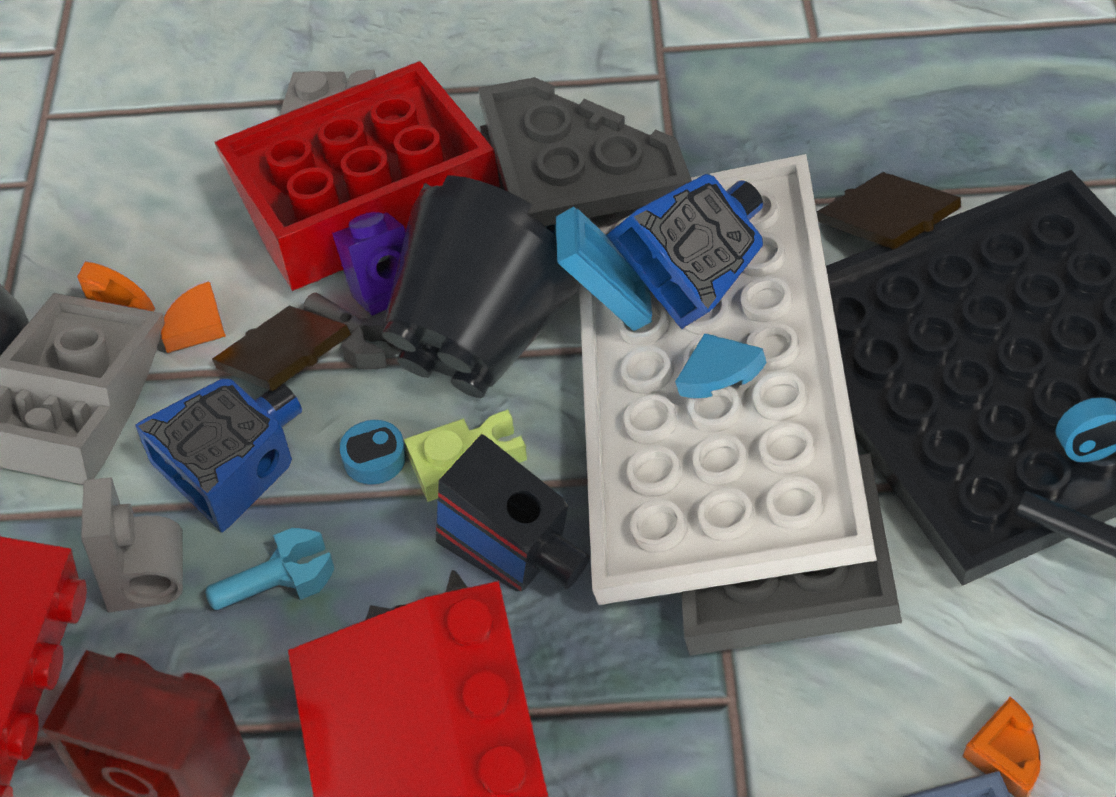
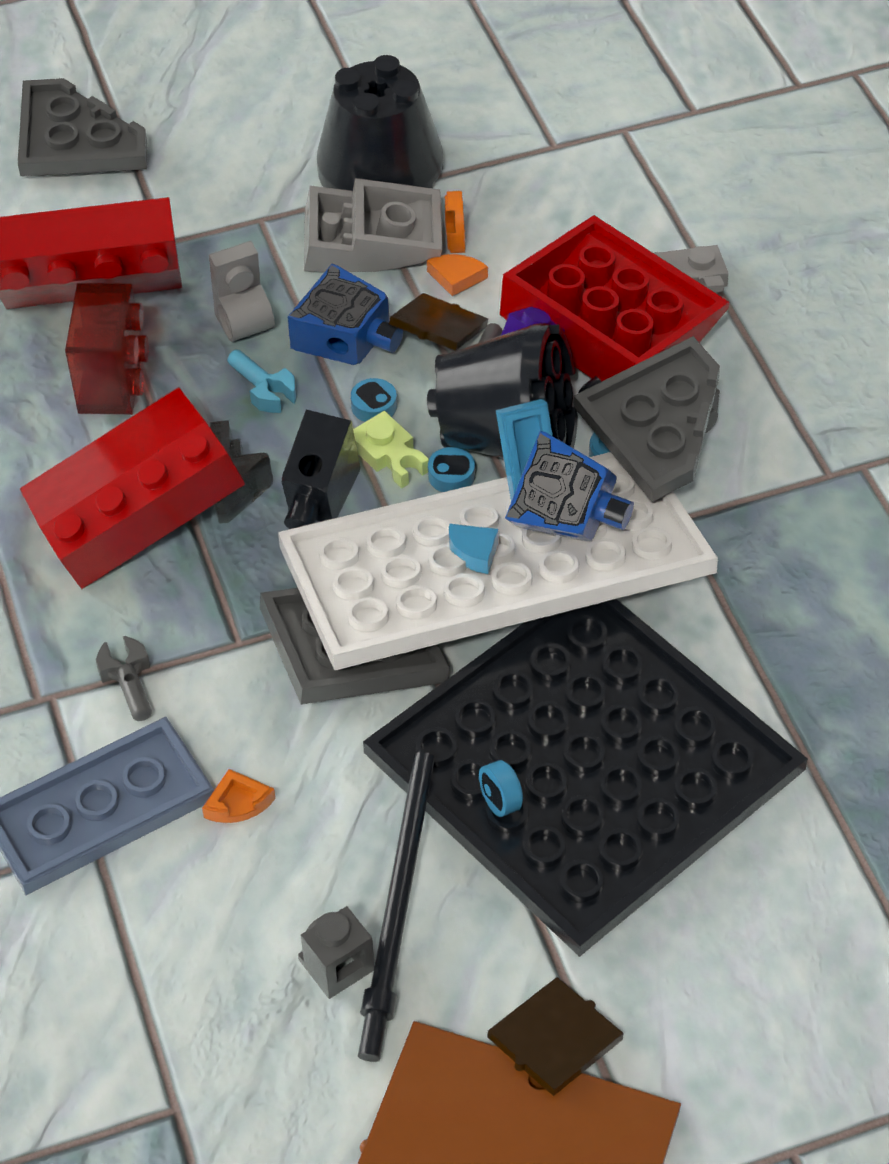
camera: 70 degrees right, 0 degrees up
(528, 394) = (451, 469): none -> dark azure tile
(889, 210) = (714, 644): dark brown piece -> none

